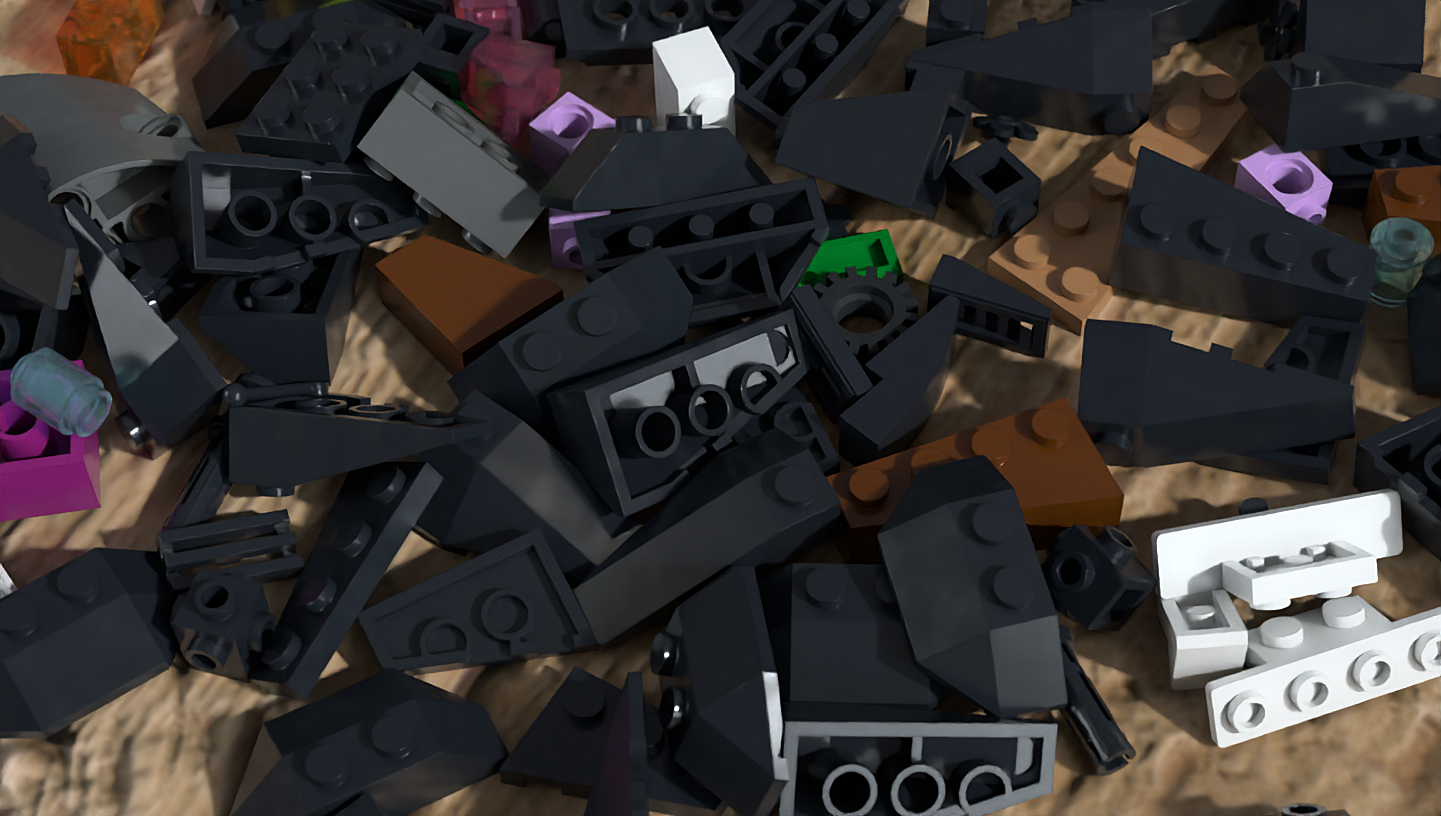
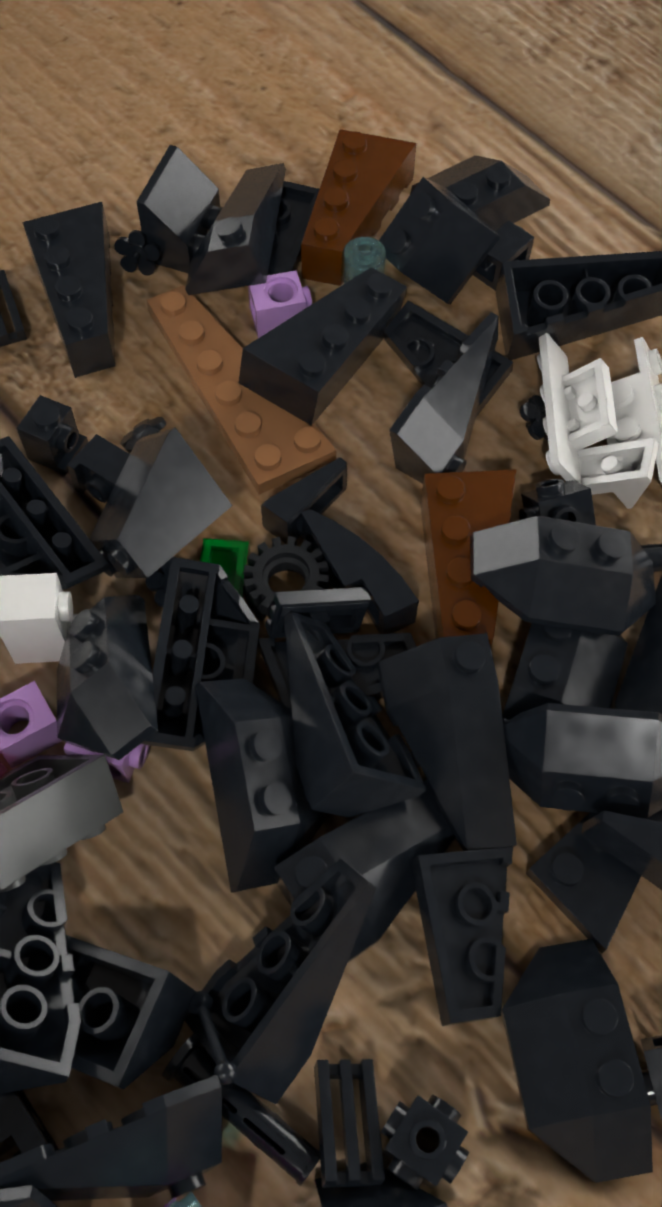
camera: 75 degrees left, 10 degrees up
(345, 565) = (411, 1036): black wing -> none
(459, 299) = (154, 859): reddish brown slope -> none
(993, 189) = (215, 452): black brick -> none
(1063, 75) = (129, 379): black wedge -> none

